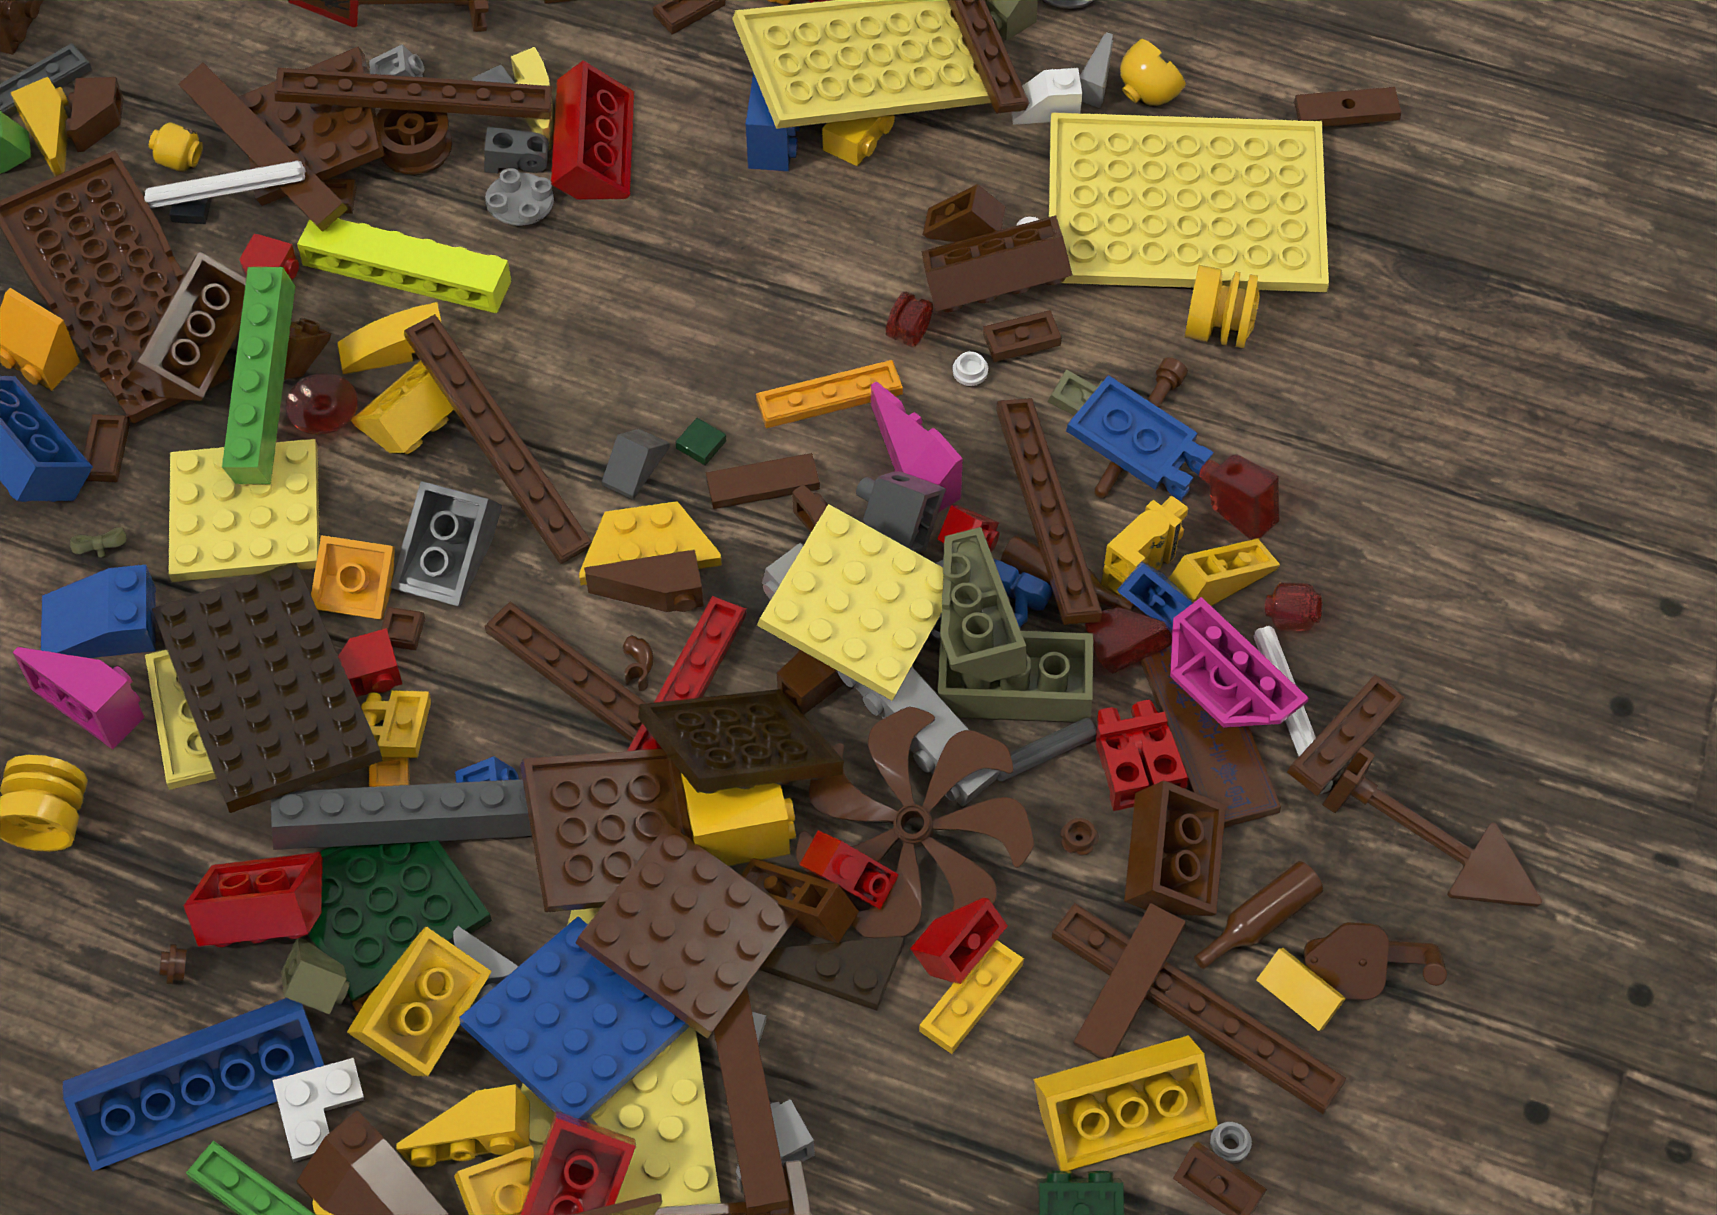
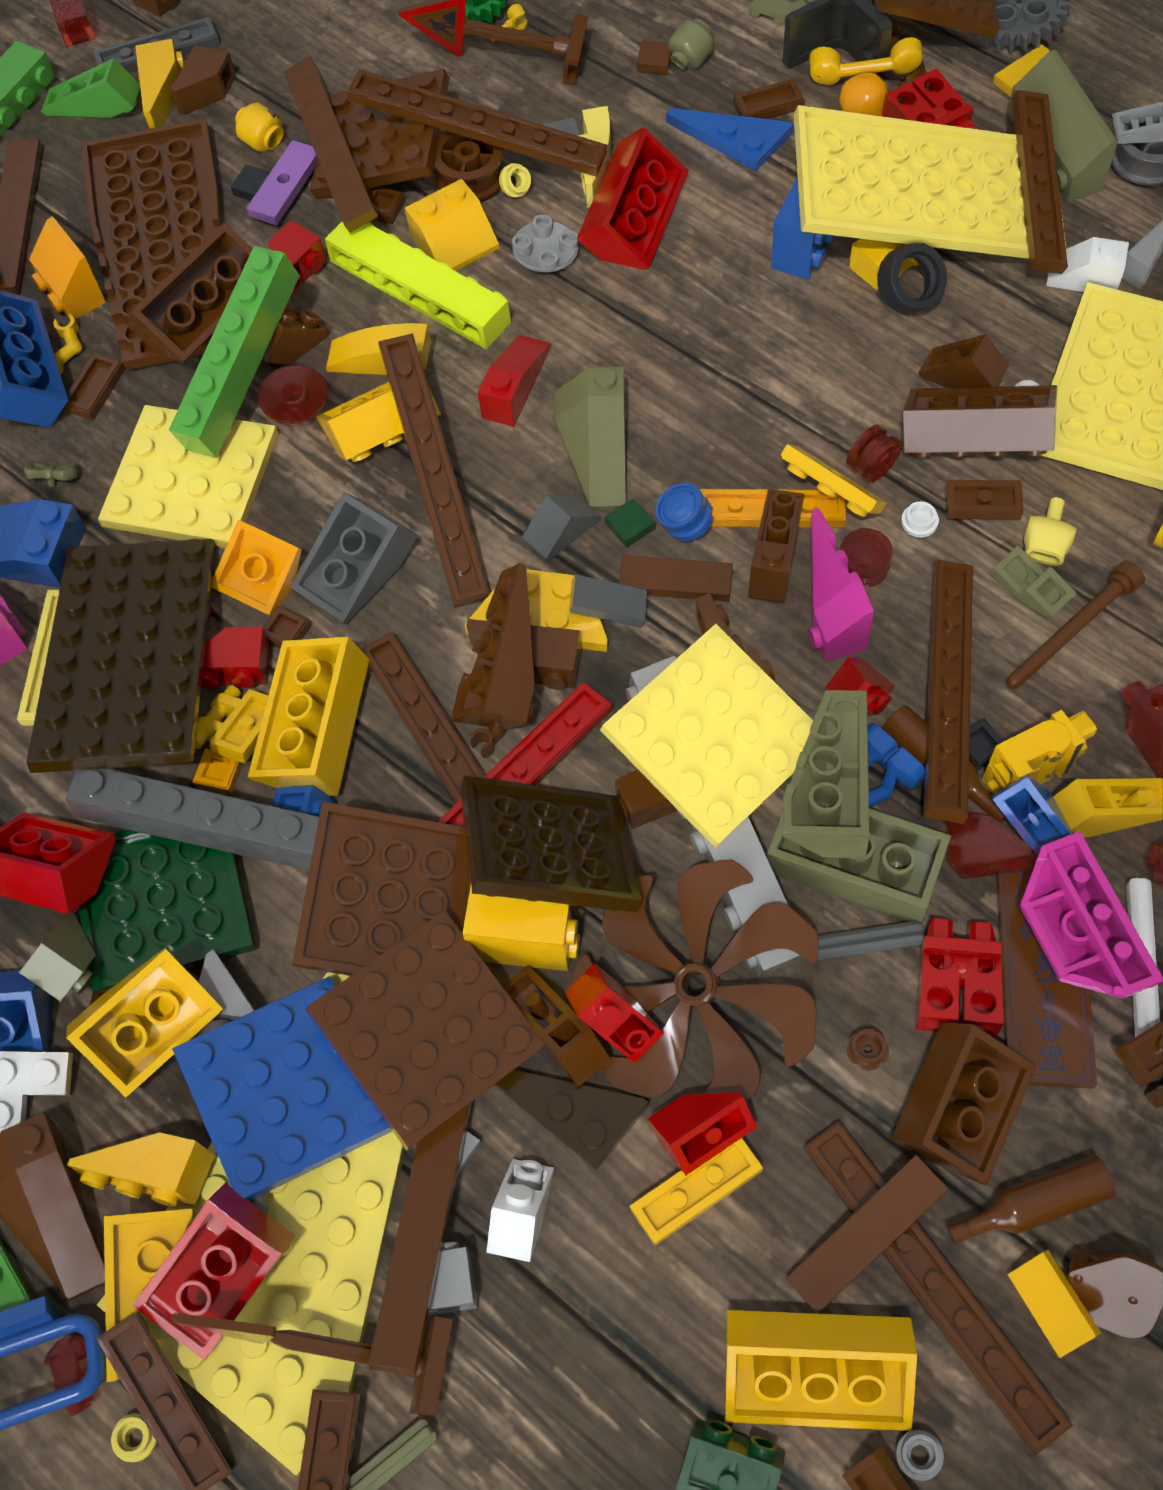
camera: 25 degrees right, 5 degrees up
(65, 413) = (73, 345): none -> yellow arm
(223, 212) = (283, 183): none -> medium lavender tile
(225, 184) = (283, 168): white axle -> none
(397, 62) = (482, 94): light grey bracket -> none
(419, 201) = (451, 226): none -> yellow slope
(463, 694) = (310, 714): none -> yellow slope
(471, 137) = (522, 178): none -> light yellow plate
(515, 150) = (556, 199): dark grey leg -> none
(537, 336) = (511, 380): none -> red slope
(633, 359) = (593, 430): none -> olive wedge
(637, 606) = (503, 674): none -> reddish brown wedge
(672, 47) = (739, 137): none -> blue wing
(708, 517) = (608, 601): none -> dark grey tile
(751, 417) = (684, 512): none -> blue wheel
(824, 1059) = (519, 1210): none -> white slope
(847, 426) = (775, 546): none -> reddish brown slope
(879, 354) = (831, 481): none -> yellow tile
(902, 507) = (799, 646): dark grey torso -> none
(909, 141) = (934, 272): none -> black tyre
(935, 411) = (868, 556): none -> clear red wheel
(1091, 355) = (1048, 537): none -> light yellow piece
(1093, 550) = (982, 743): none -> black tile
(1139, 437) = (1071, 637): blue tile -> none

